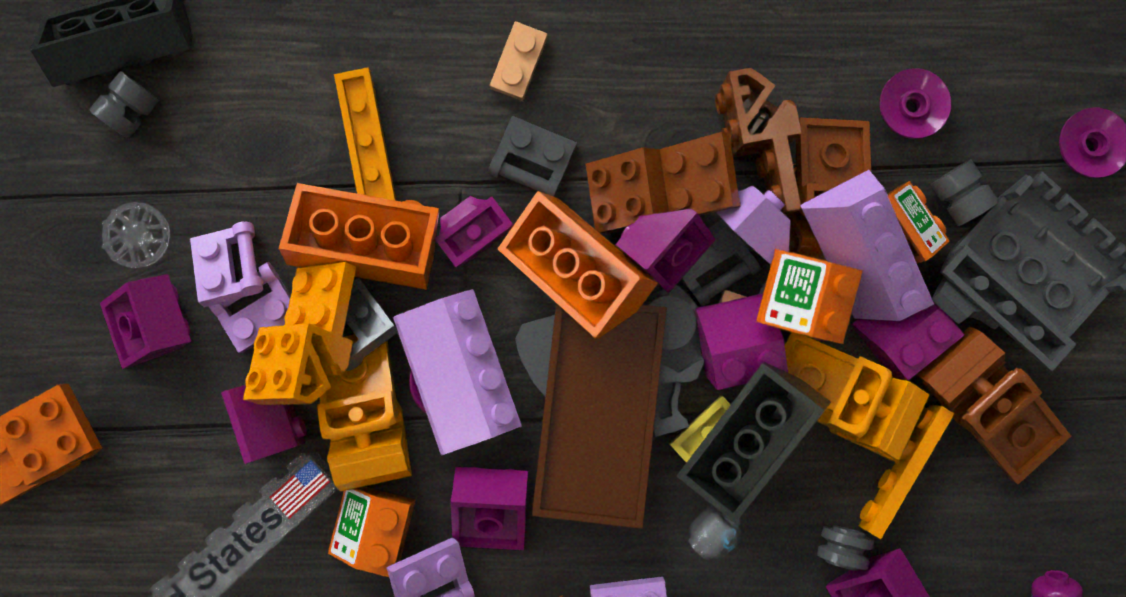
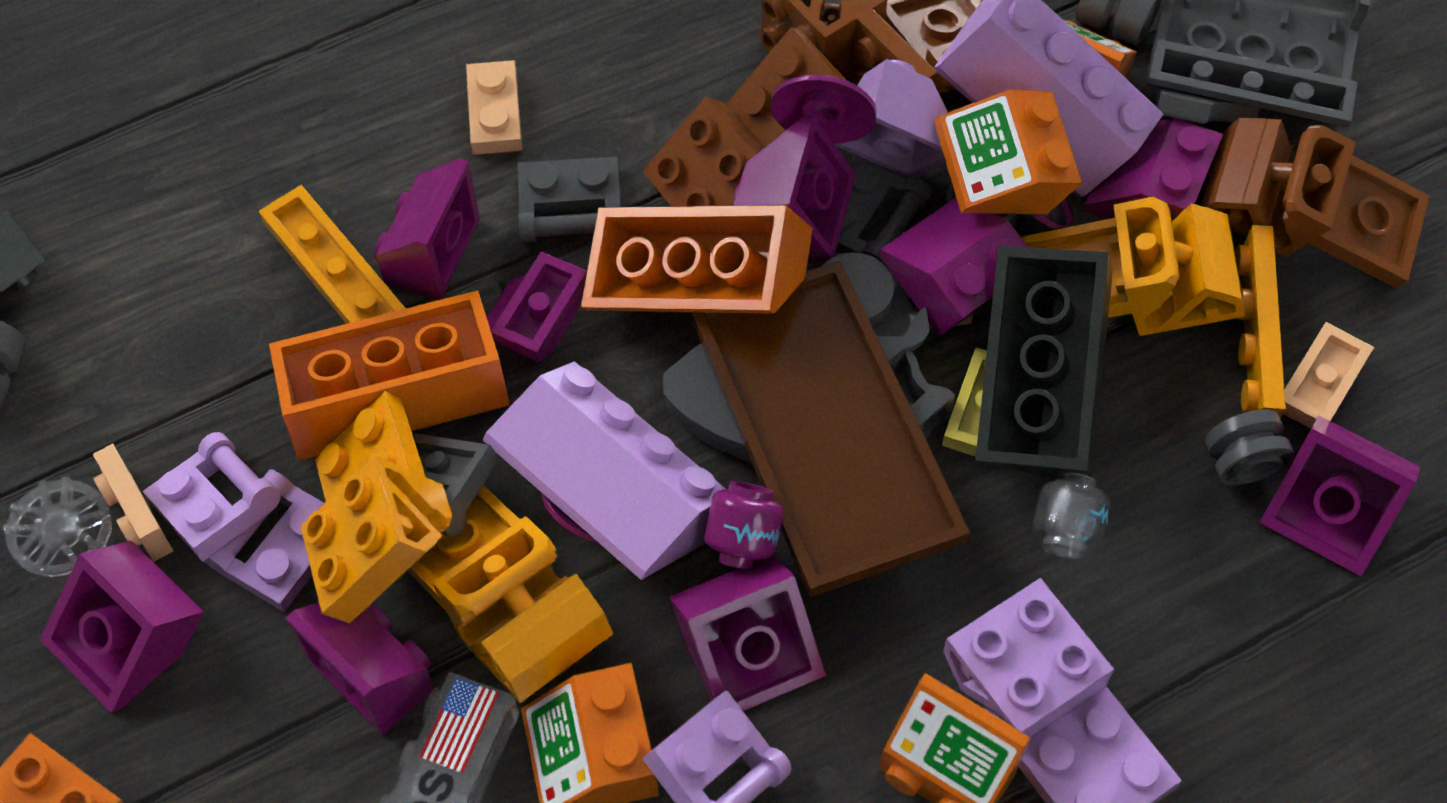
camera: 25 degrees left, 25 degrees down
(177, 231) = (119, 486): none -> light nougat plate
(430, 143) = (430, 230): none -> magenta slope
(515, 454) = (743, 524): none -> magenta head
(708, 208) = (838, 105): none -> magenta dish
(924, 520) = (1325, 375): none -> light nougat plate

